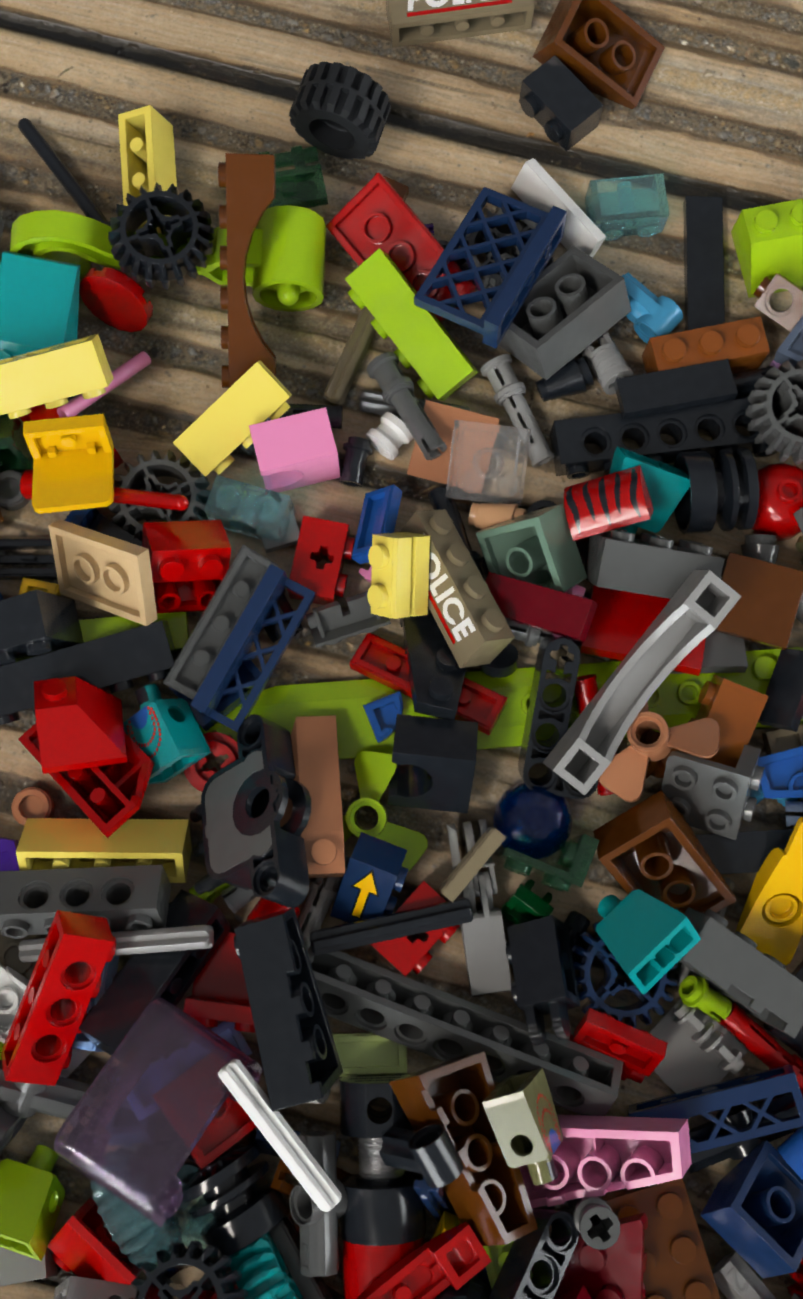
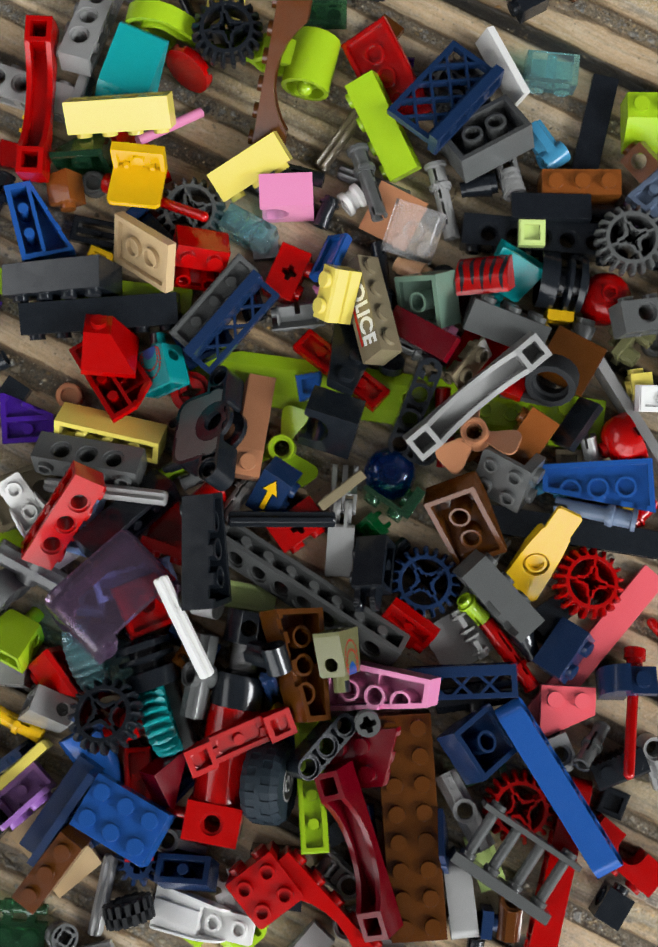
camera: 20 degrees right, 5 degrees up
(619, 621) = (473, 358): none -> dark tan hinge
(644, 936) = (440, 559): teal torso -> none
(657, 430) = (531, 233): none -> yellowish green tile
(724, 540) = (559, 316): none -> yellow tile
(752, 655) = (552, 396): none -> black tyre

